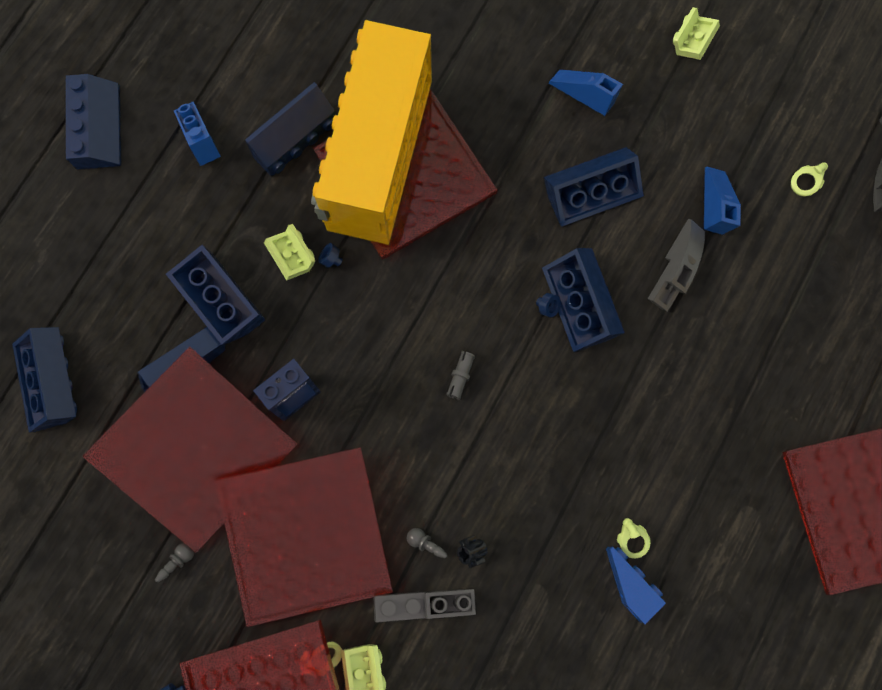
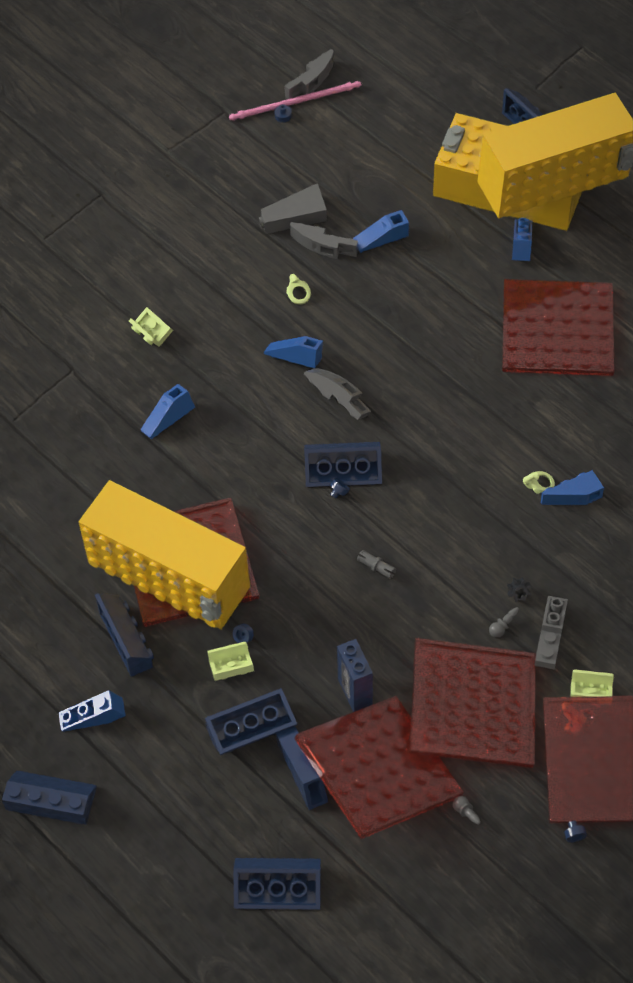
camera: 70 degrees left, 20 degrees down
(594, 186) = (251, 430): dark blue slope -> none

